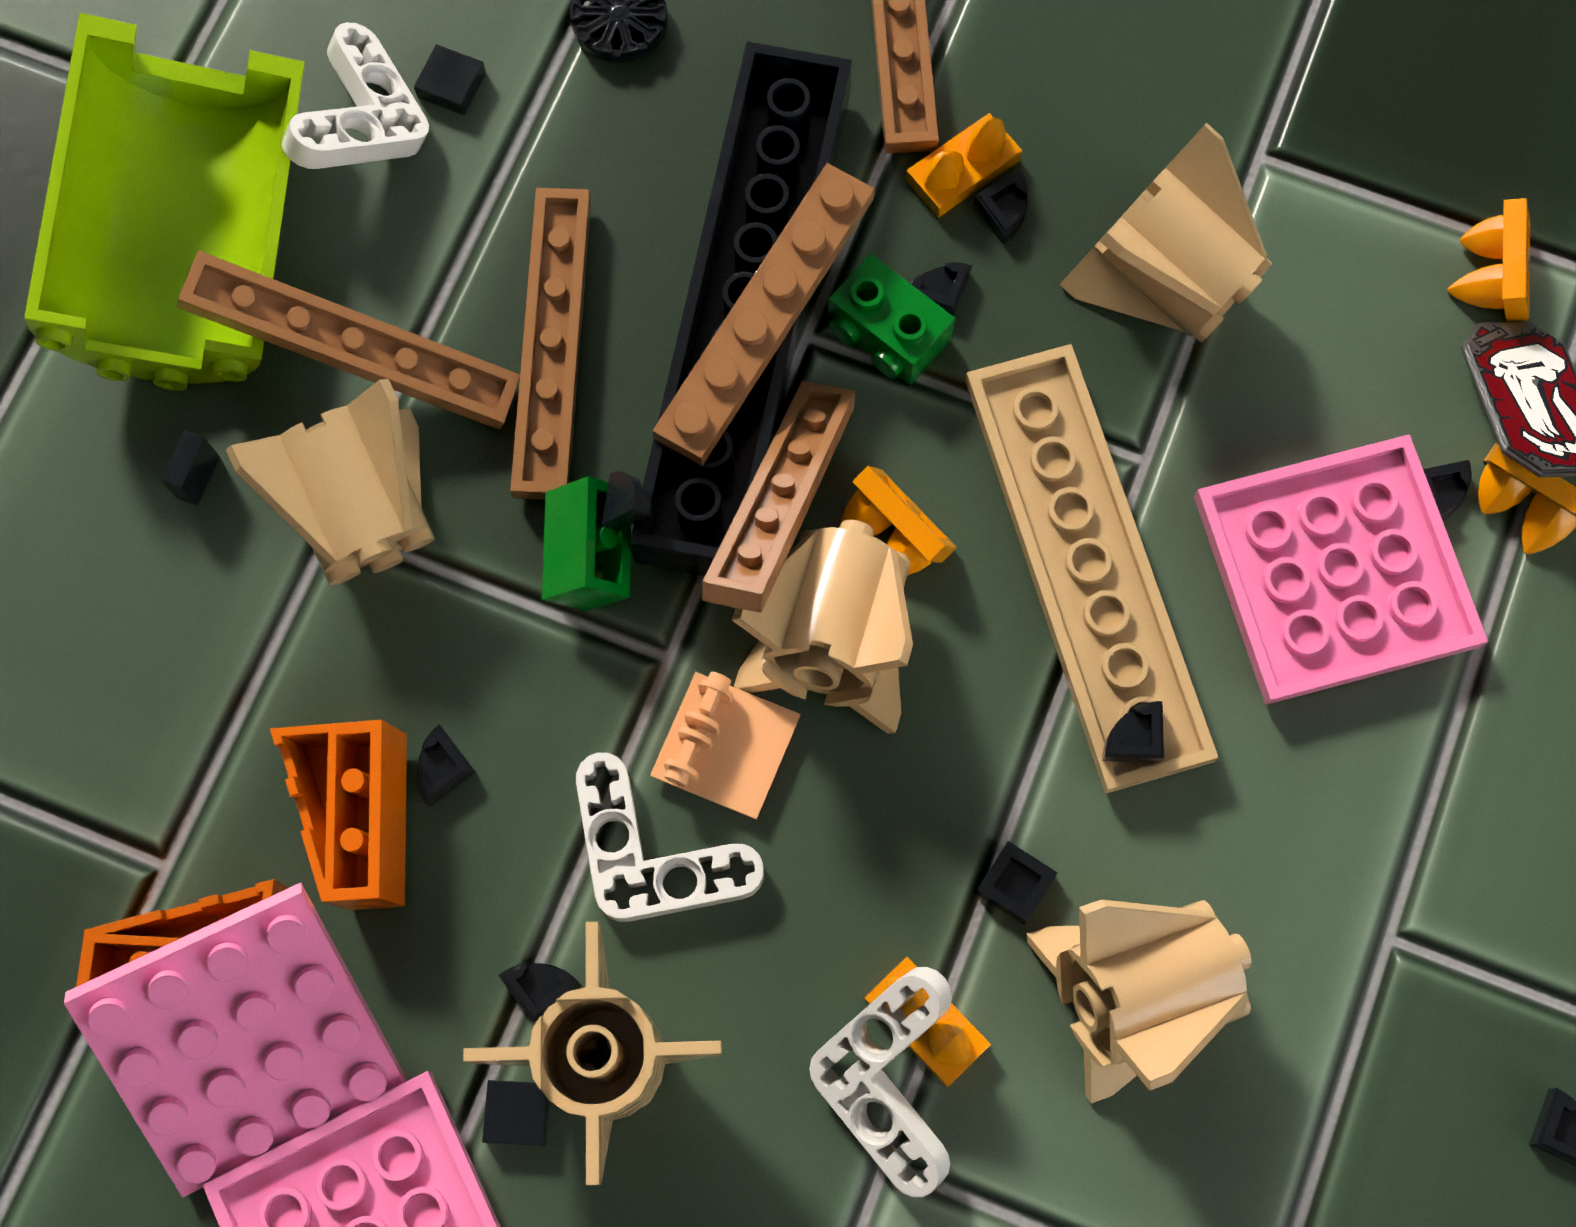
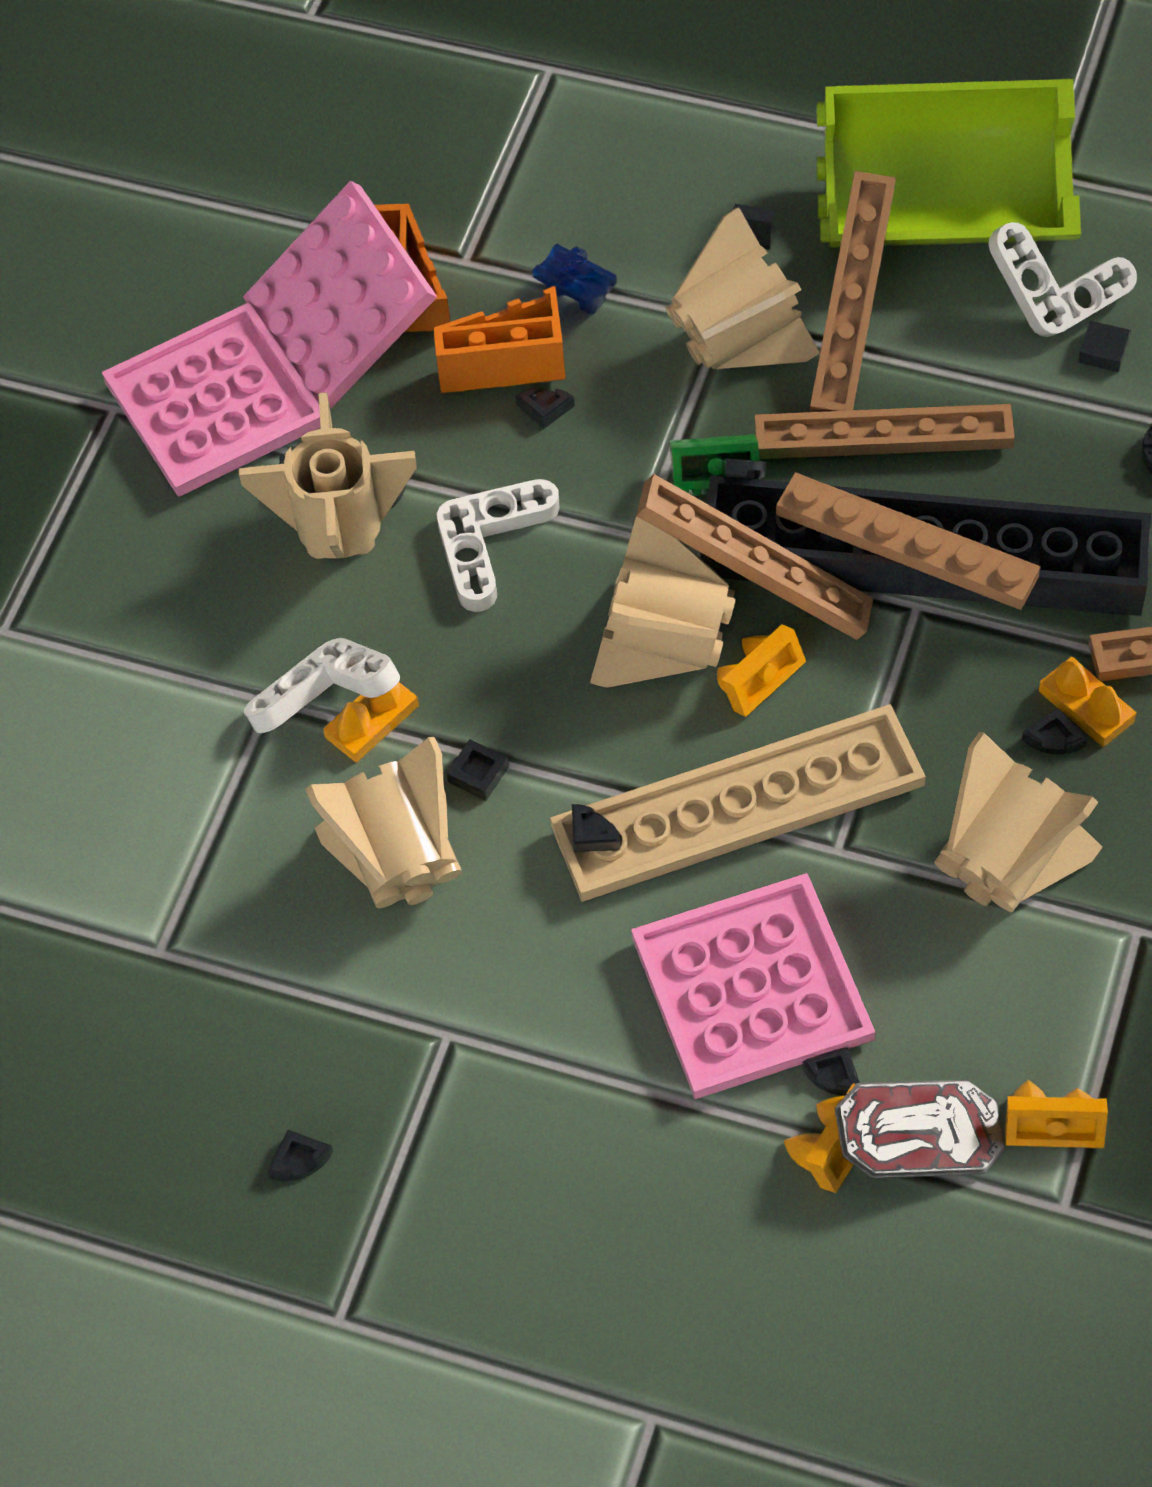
camera: 90 degrees right, 15 degrees down
(240, 707) = (575, 277): none -> clear blue hips
(725, 744) = (571, 573): light nougat hinge -> none
(889, 320) = (930, 650): green brick -> none
(944, 284) = (970, 692): black tile -> none

